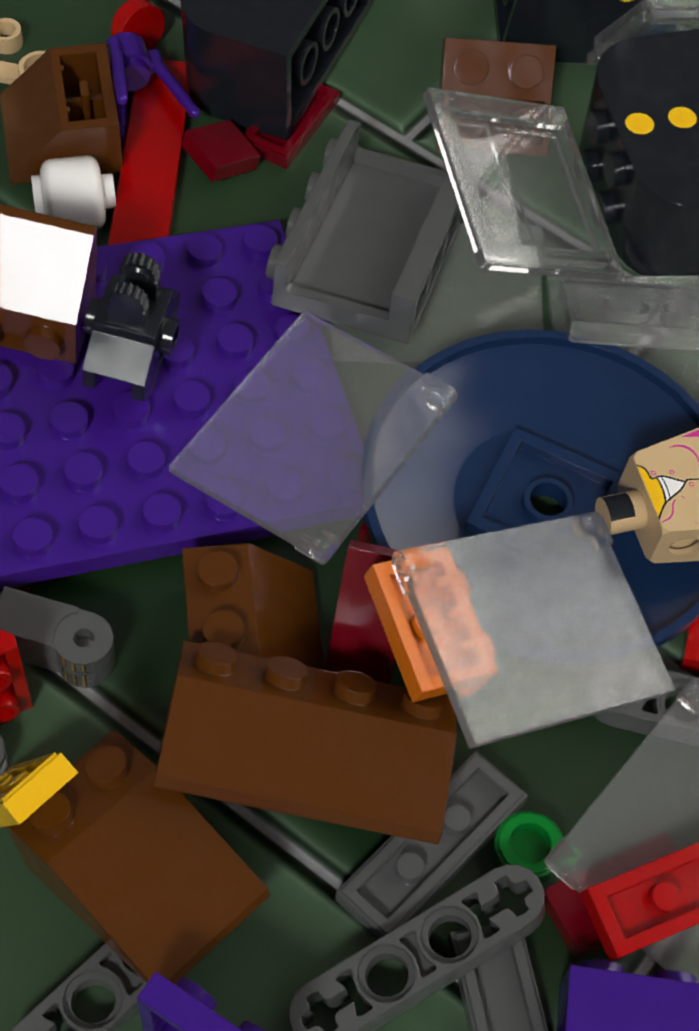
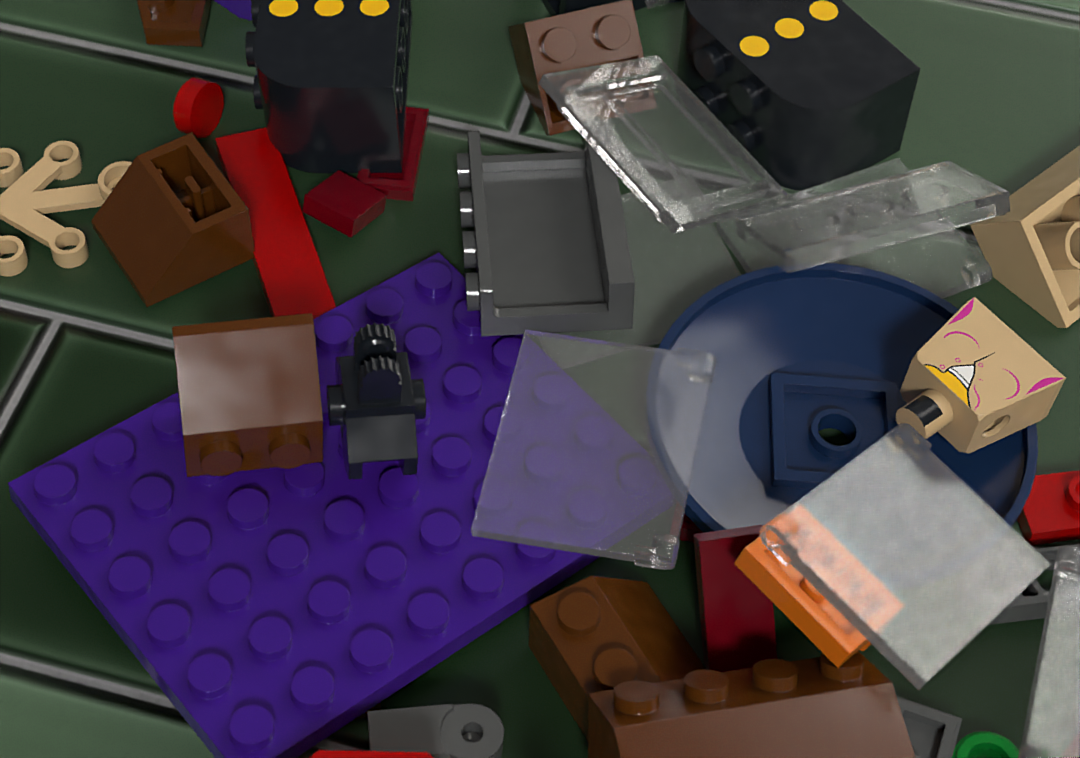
camera: 20 degrees left, 5 degrees down
(74, 190) = (220, 290): white head -> none
(131, 71) = (224, 149): dark purple plant -> none

